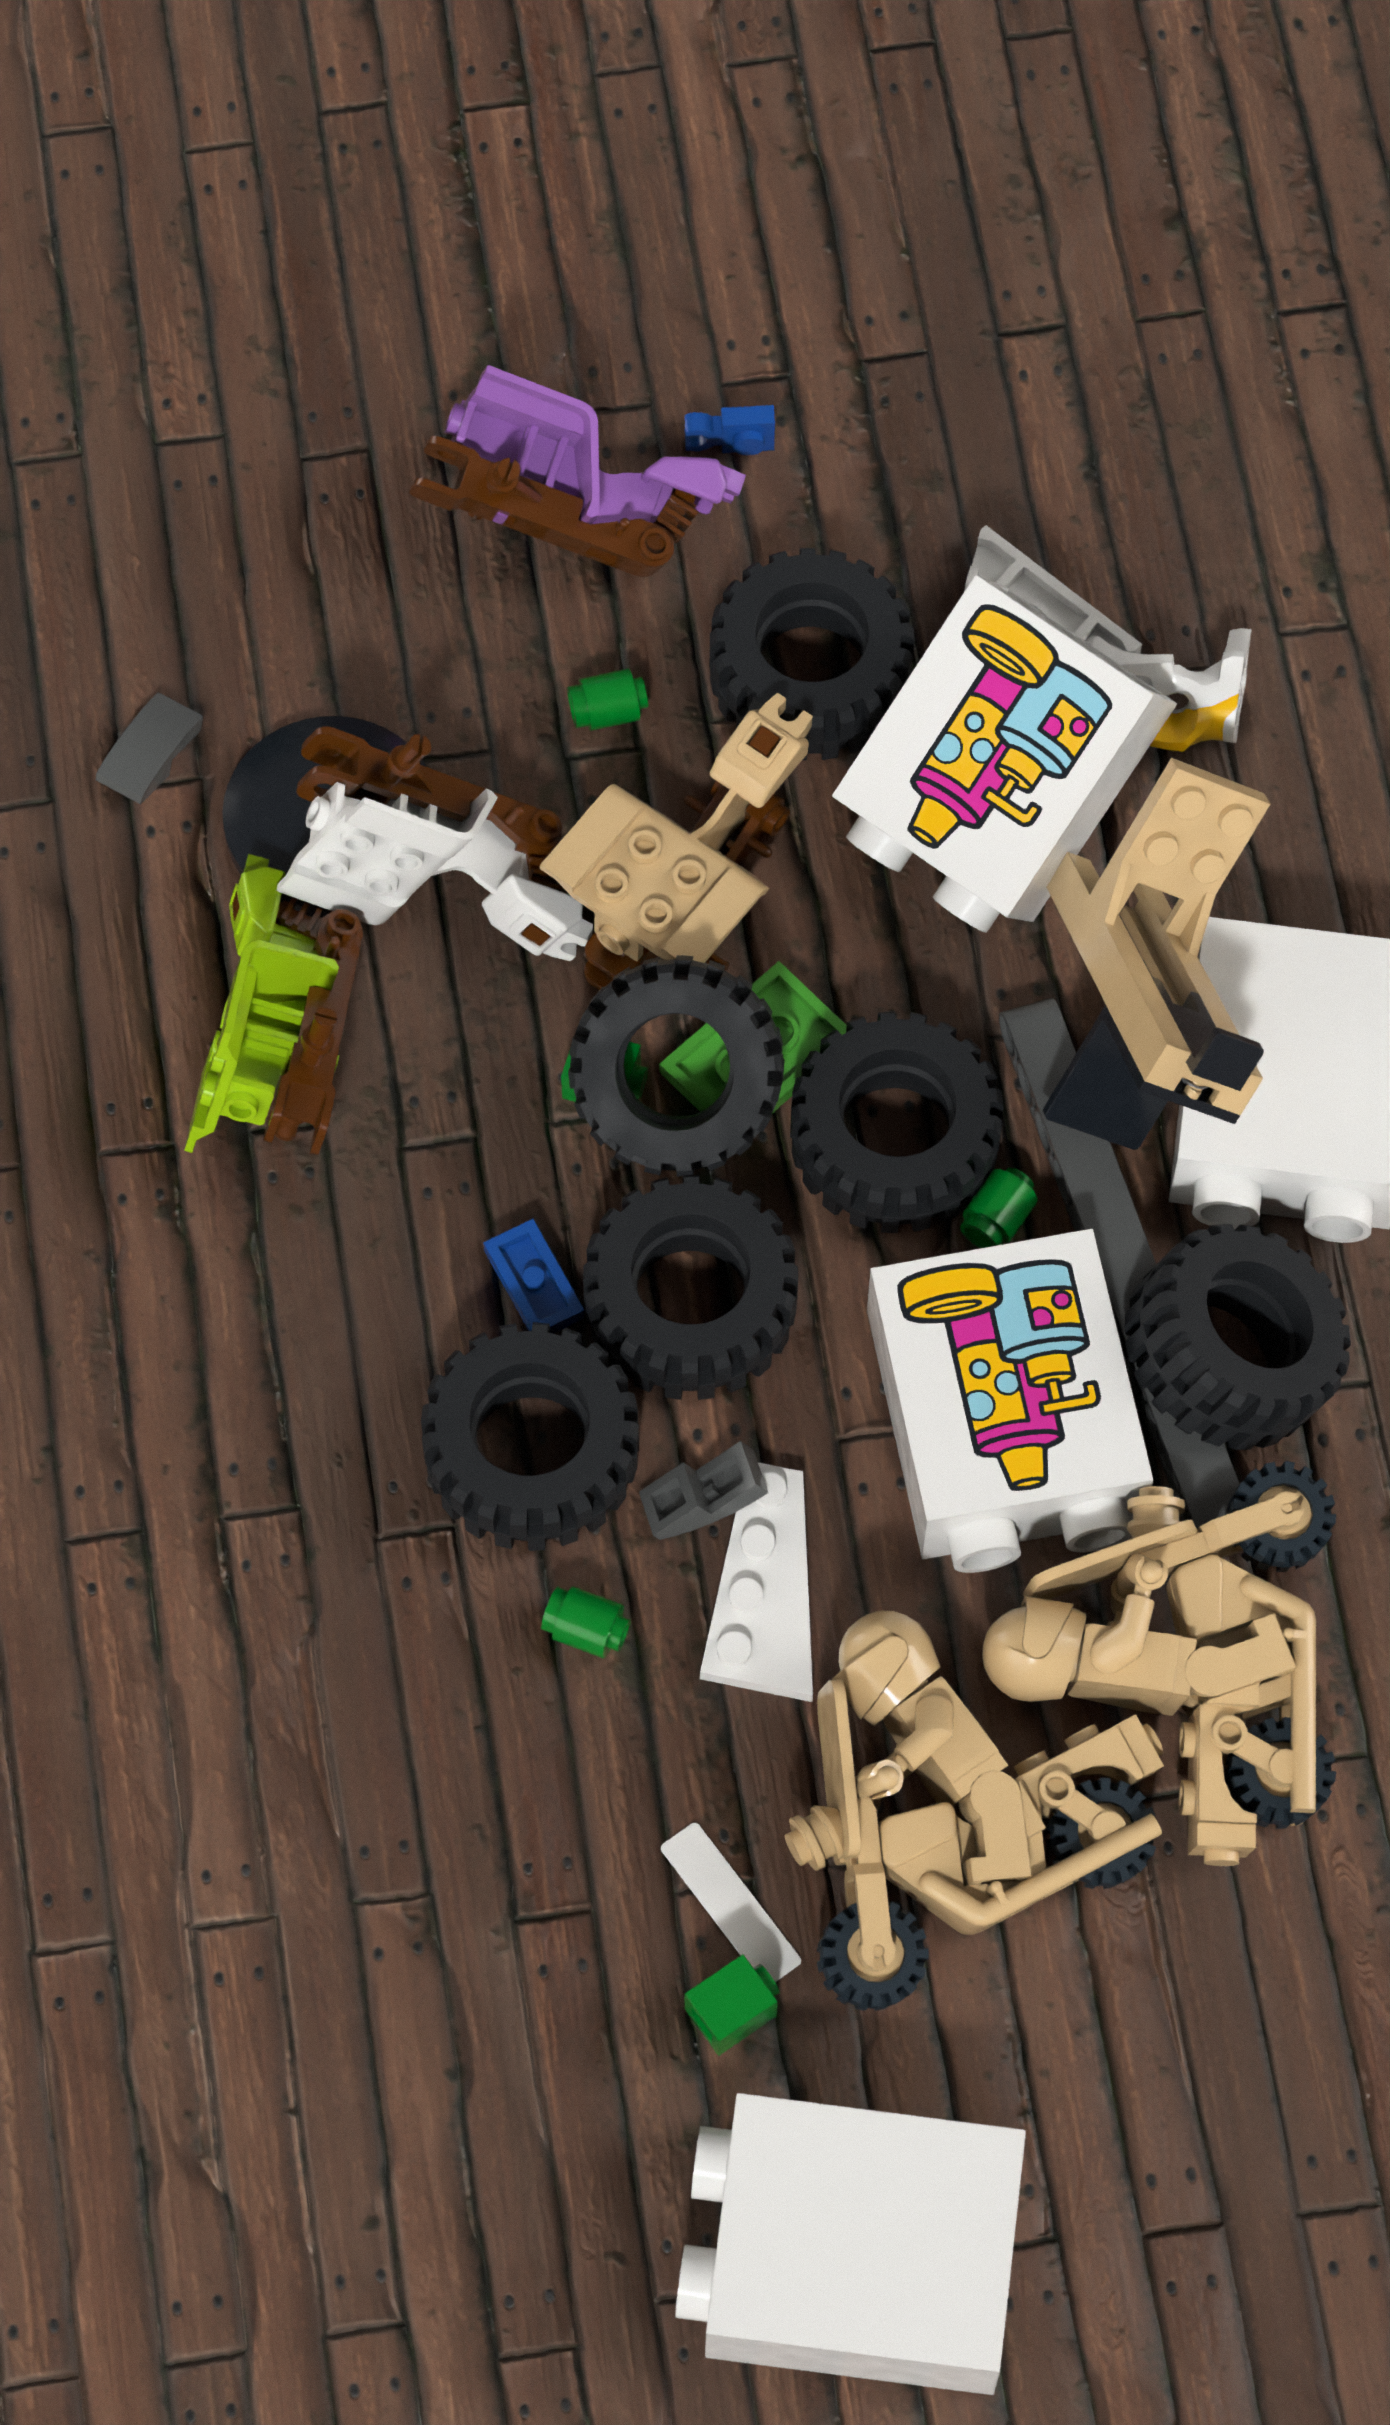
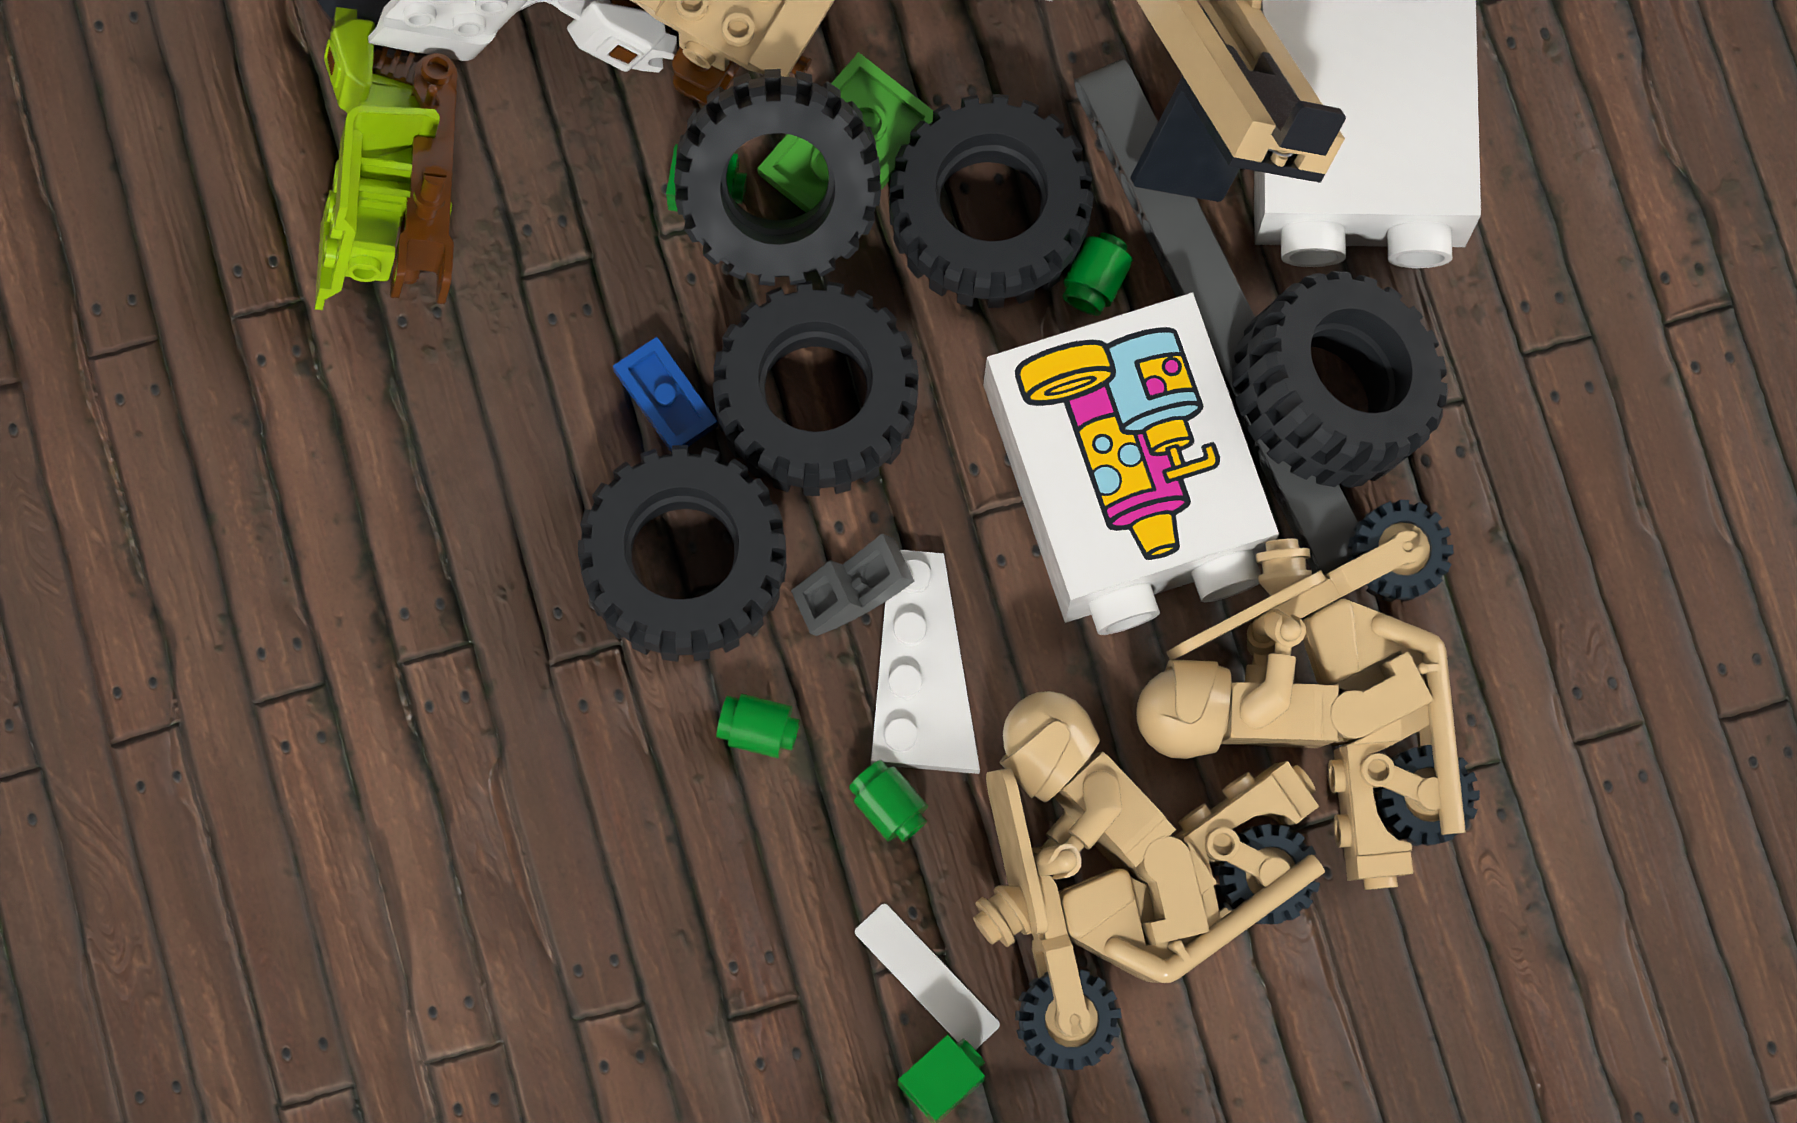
camera: 10 degrees left, 10 degrees up
(713, 1715) = (889, 801): none -> green brick

